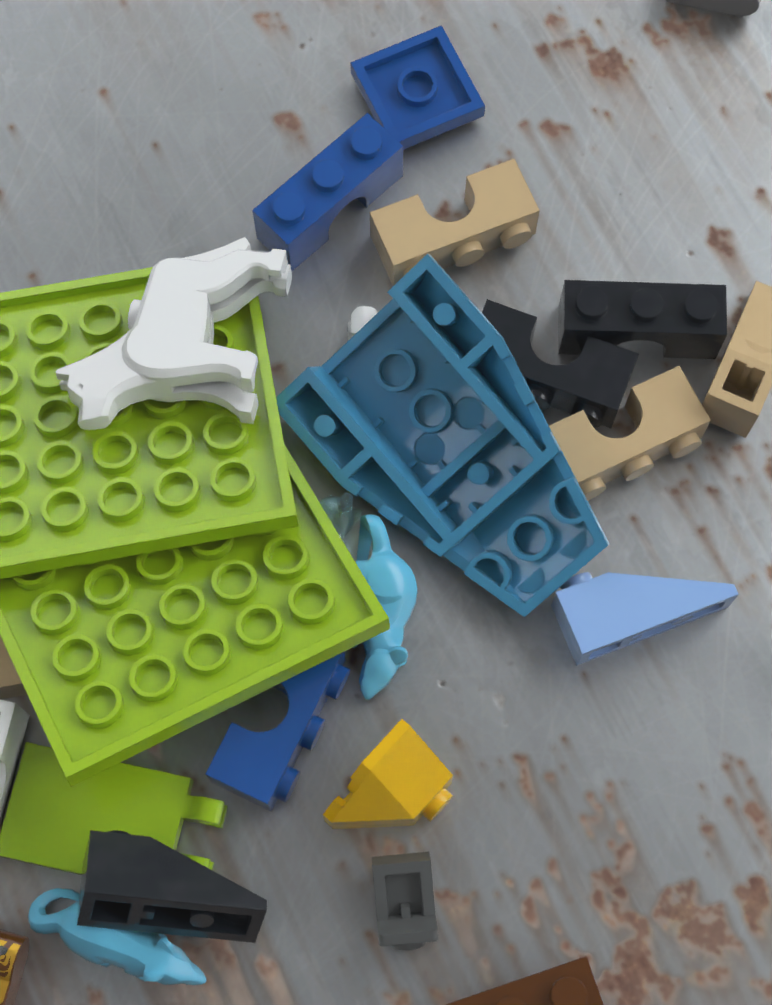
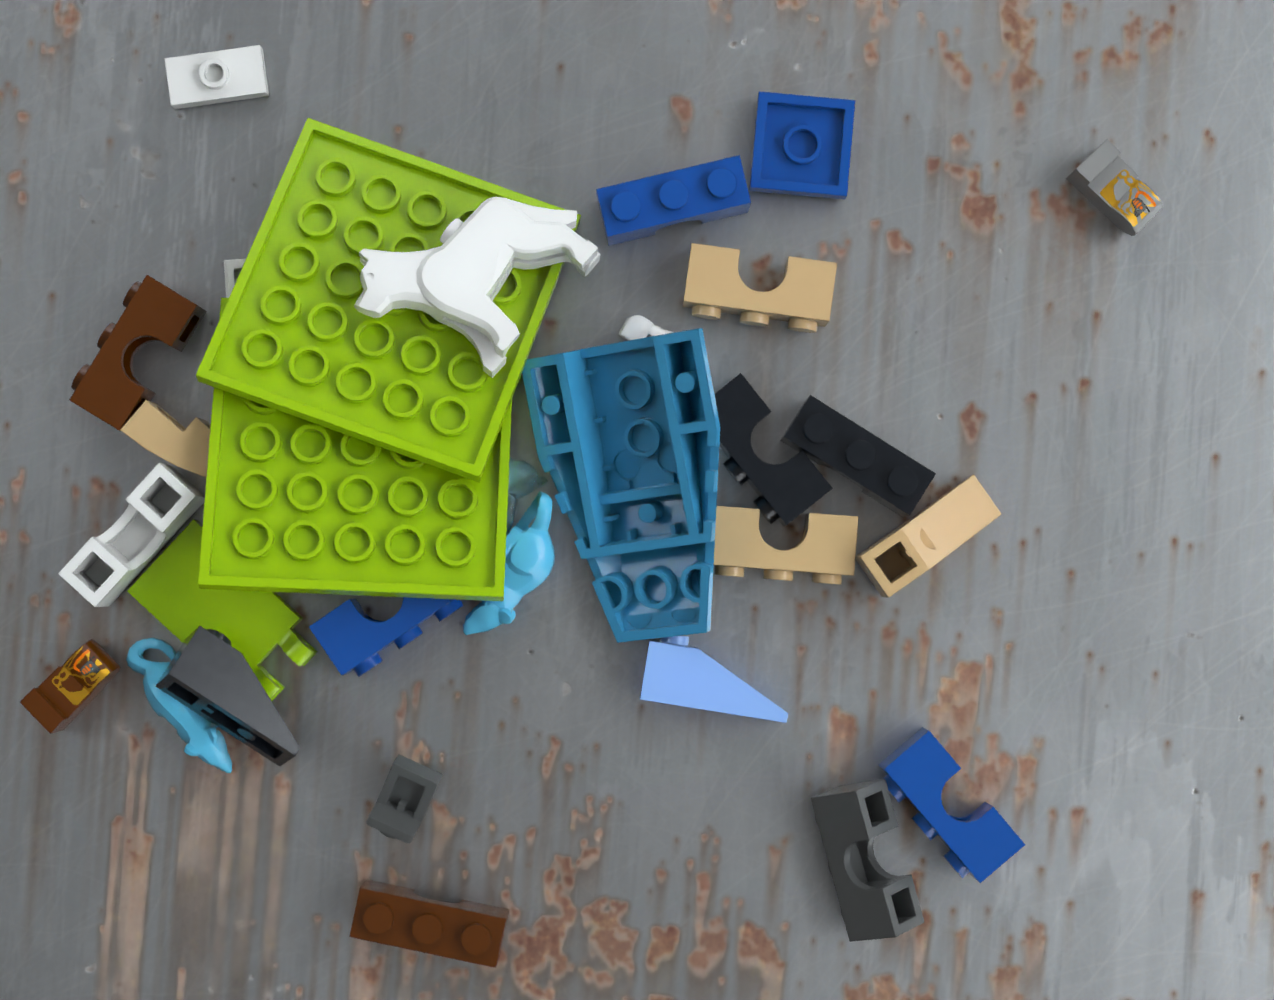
camera: 25 degrees right, 15 degrees up
(393, 785) = (443, 714): yellow slope -> none

